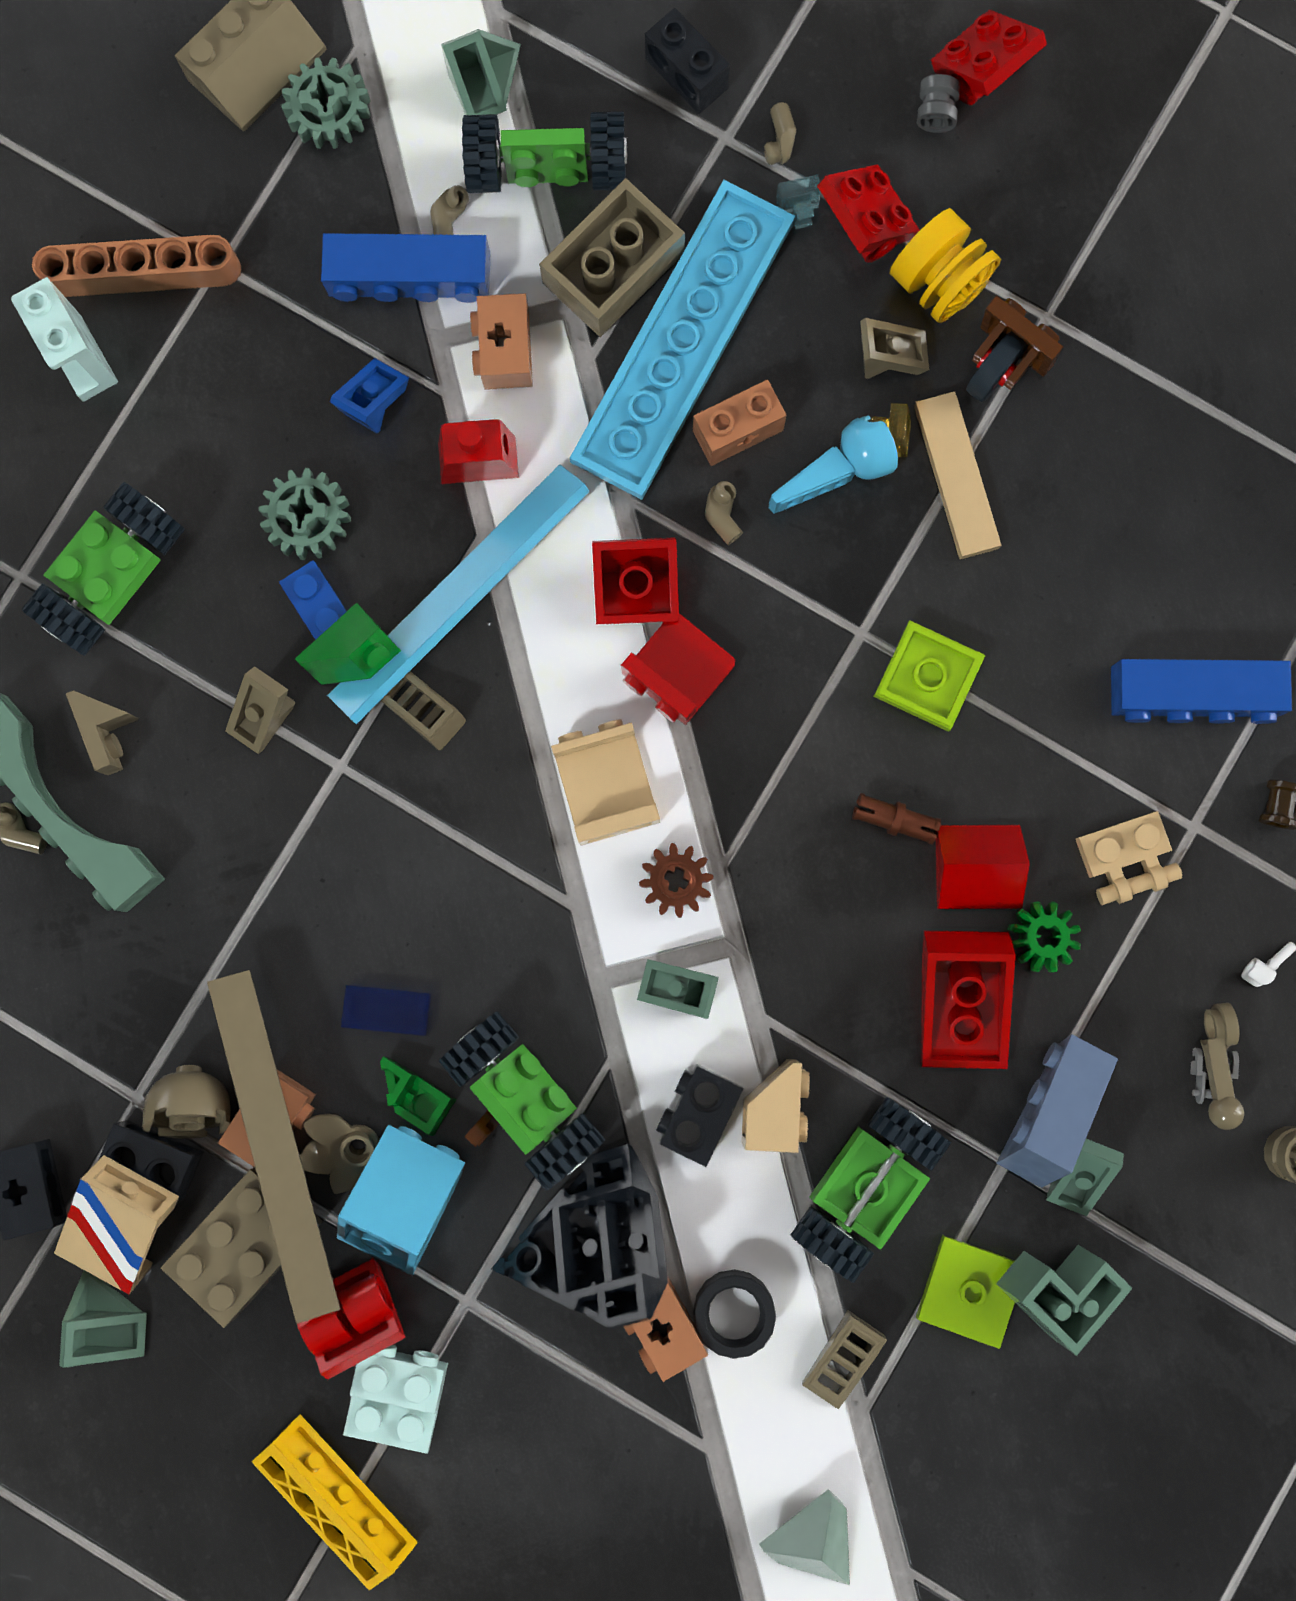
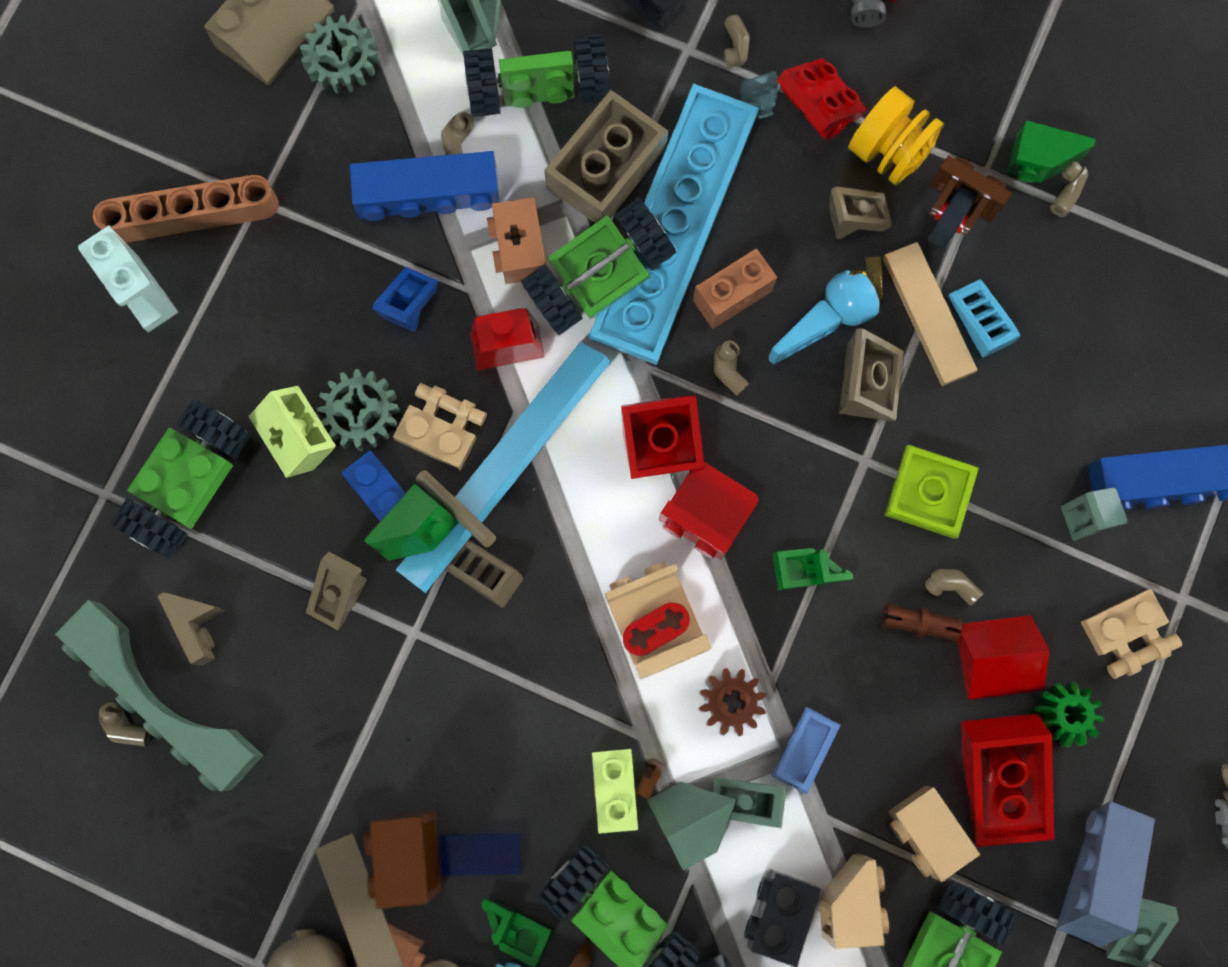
camera: 15 degrees left, 5 degrees down
(229, 529) = (292, 431): none -> yellowish green brick
(299, 1002) = (403, 859): none -> reddish brown piece
(385, 552) = (435, 436): none -> tan plate
(399, 635) = (456, 508): none -> dark tan bar
(536, 959) = (614, 791): none -> yellowish green brick
(576, 952) = (649, 778): none -> reddish brown tile
(587, 382) = (599, 266): none -> plate
(598, 783) = (661, 637): none -> red beam
(615, 1002) = (692, 820): none -> sand green slope
(750, 942) = (805, 750): none -> medium blue tile
(778, 746) = (806, 569): none -> green slope
(874, 1046) = (932, 833): none -> tan brick
(881, 541) = (871, 377): none -> dark tan slope
(939, 777) = (953, 581): none -> dark tan arm
(1015, 518) = (1000, 319): none -> medium azure slope
(1106, 719) = (1093, 513): none -> sand green slope
(1118, 302) = (1045, 151): none -> green slope
(1140, 353) = (1069, 195): none -> dark tan arm

